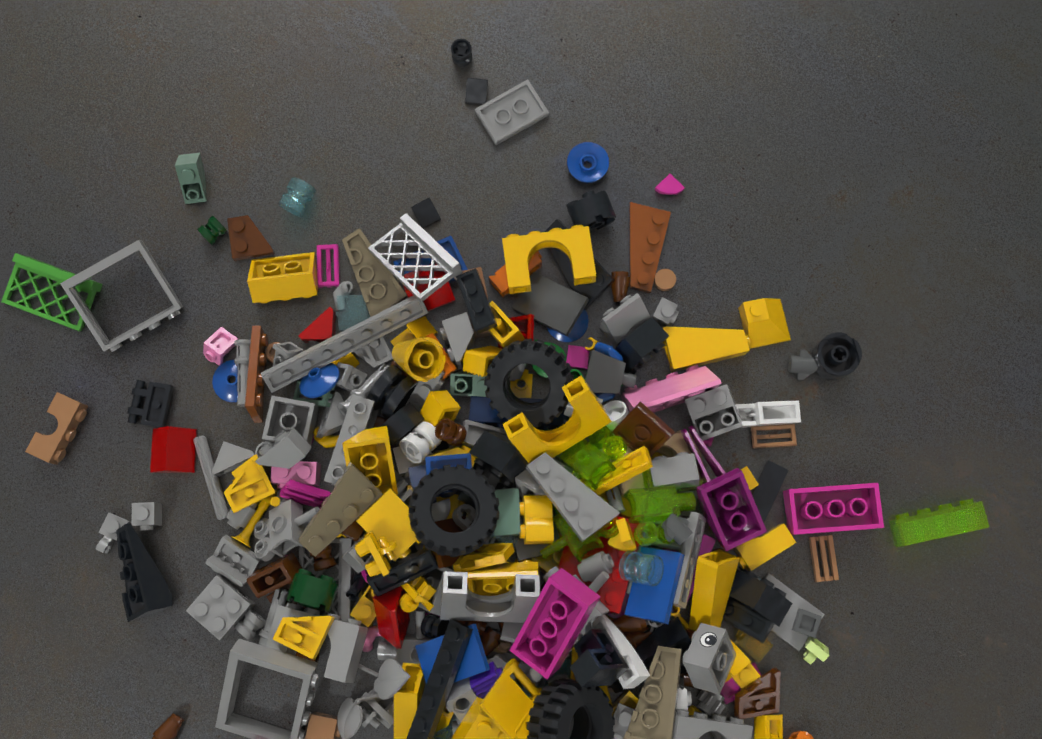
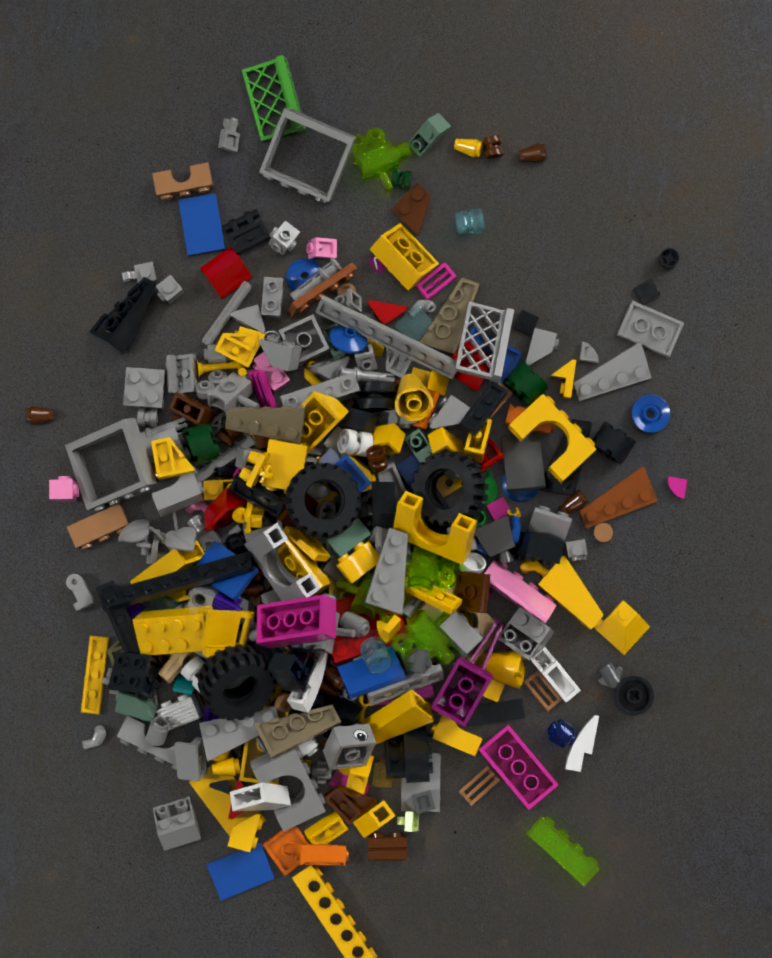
camera: 55 degrees right, 5 degrees up
(52, 358) = (228, 137): none -> light grey plate
(111, 441) = (201, 224): none -> blue tile
(176, 236) = (379, 157): none -> clear neon green piece
(182, 373) = (283, 238): none -> light grey brick
(228, 423) = (272, 298): none -> light grey brick
(231, 150) = (470, 147): none -> yellow cone
(247, 130) = (493, 147): none -> reddish brown wheel
(273, 307) = (376, 264): none -> magenta sticker
(280, 100) = (533, 153): none -> reddish brown cone
(456, 214) = (541, 346): none -> light grey slope
(481, 249) = (525, 383): none -> dark green brick
(493, 180) = (588, 353): none -> light grey tile
(499, 210) = (566, 373): none -> yellow slope
(529, 168) = (620, 371): none -> light grey wing
(619, 694) = (281, 702): none -> medium nougat tile
(649, 367) = (533, 566): none -> yellow arm
(731, 453) = (506, 667): none -> yellow cone
(791, 681) = (374, 818): none -> yellow slope
(826, 689) = (387, 847): none -> reddish brown brick
(827, 446) = (561, 733): none -> clear blue head
(850, 435) = (583, 744): none -> white slope

